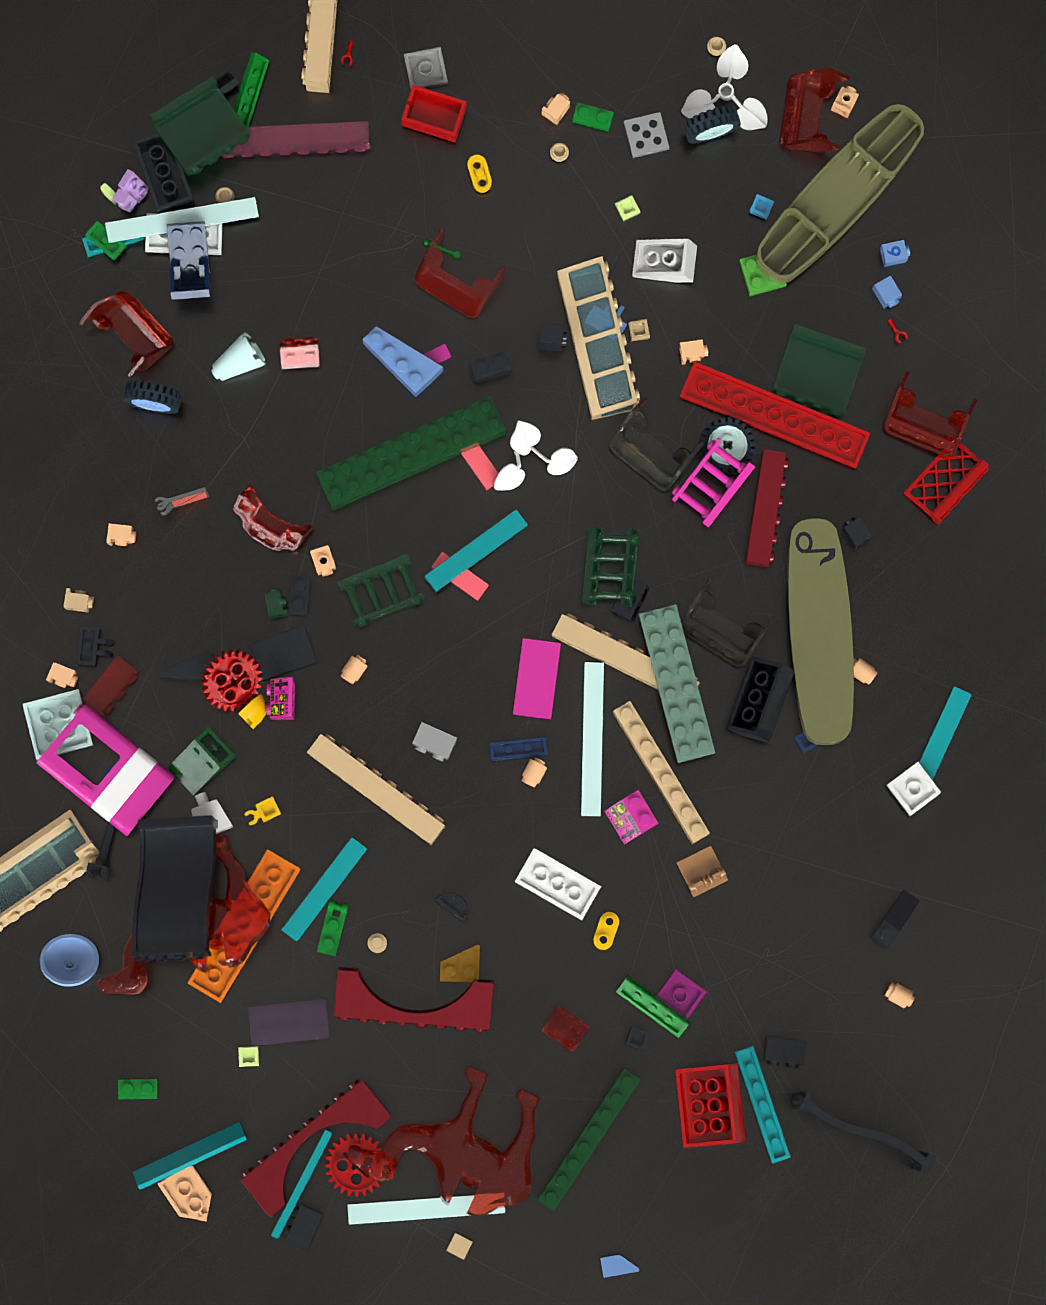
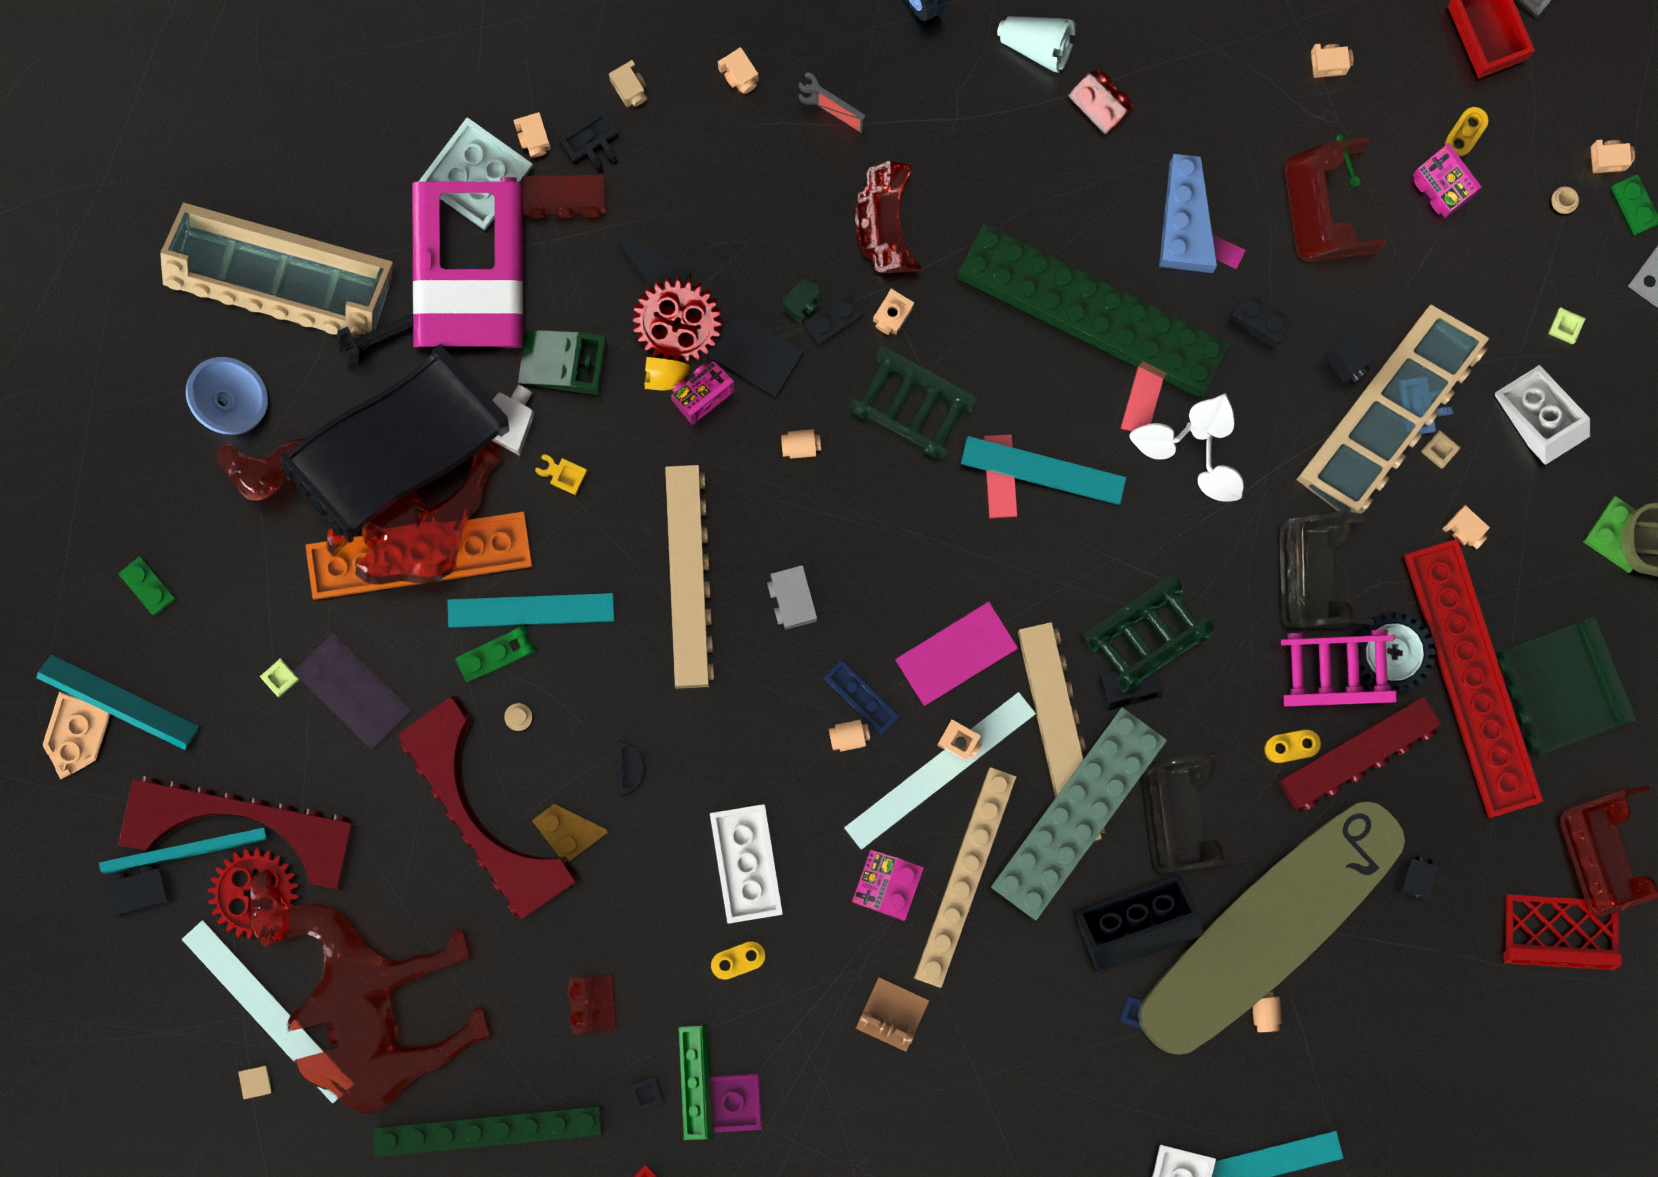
camera: 50 degrees right, 0 degrees up
(380, 212) = (1331, 60): none -> light nougat brick
(497, 207) = (1446, 181): none -> slope
(578, 712) = (957, 731): none -> light nougat brick
(733, 540) = (1293, 746): none -> yellow plate

